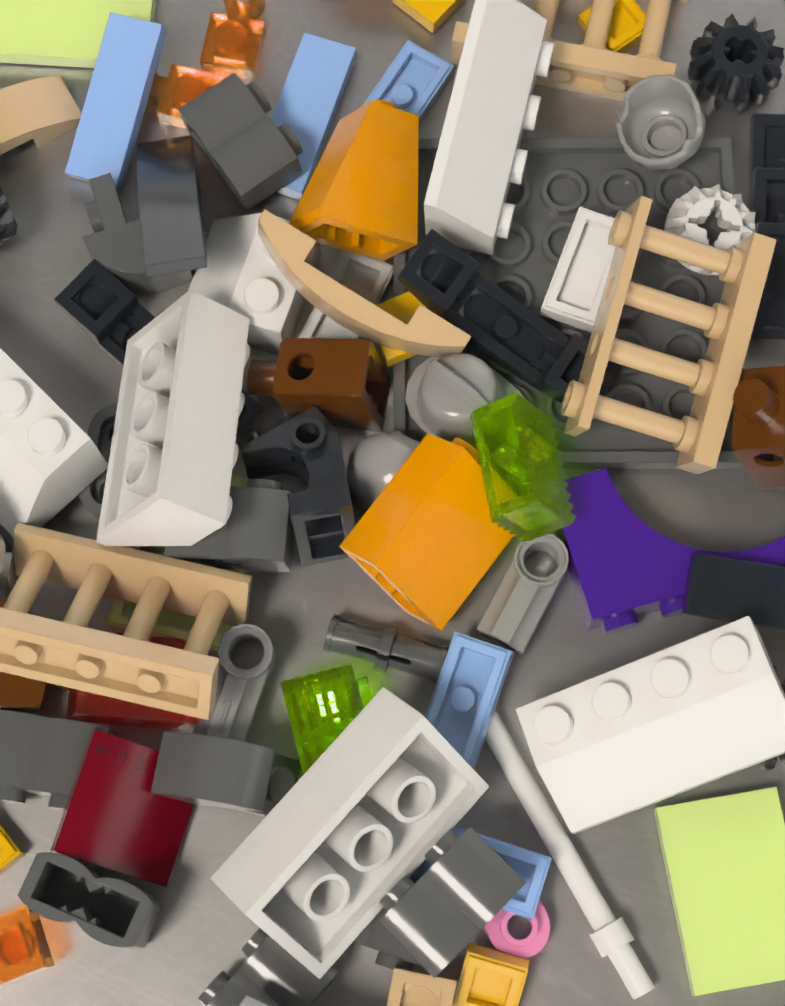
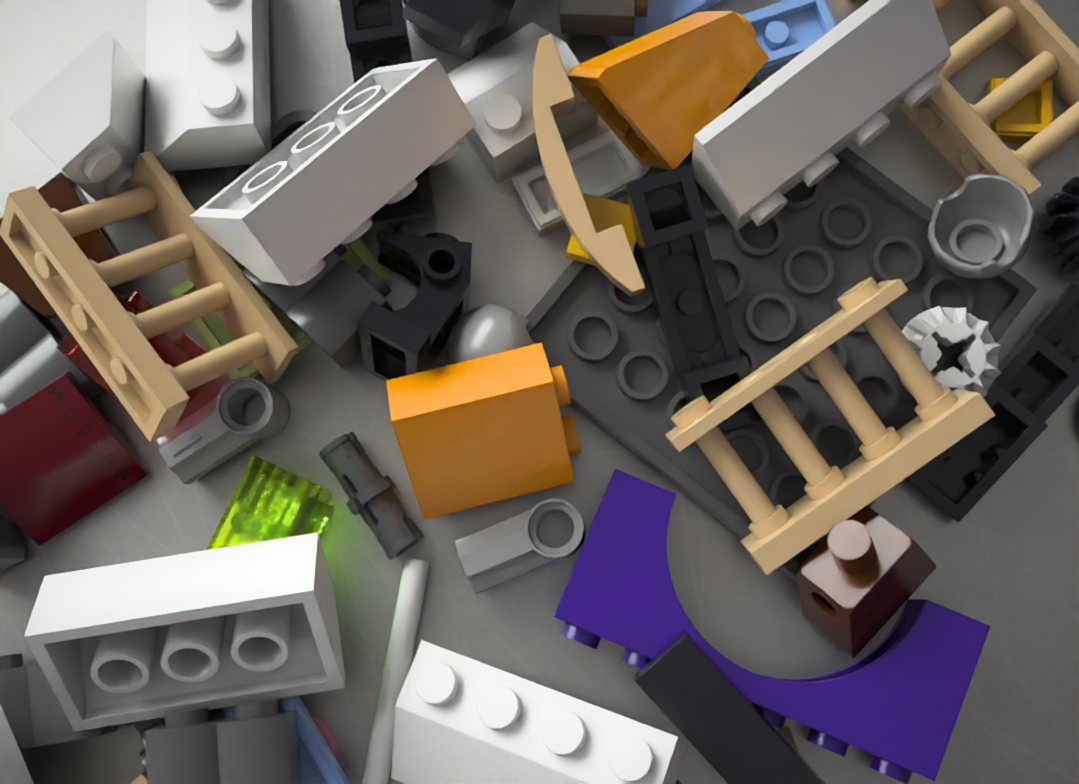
camera: 40 degrees right, 5 degrees up
(222, 773) = (143, 495): dark grey brick -> none
(333, 374) = (506, 229): reddish brown torso -> none
(448, 390) = (605, 352): light grey piece -> none
(468, 693) = (396, 594): light blue tile -> none
(521, 468) = (595, 437): clear neon green brick -> none
(581, 272) = (799, 304): white tile -> none

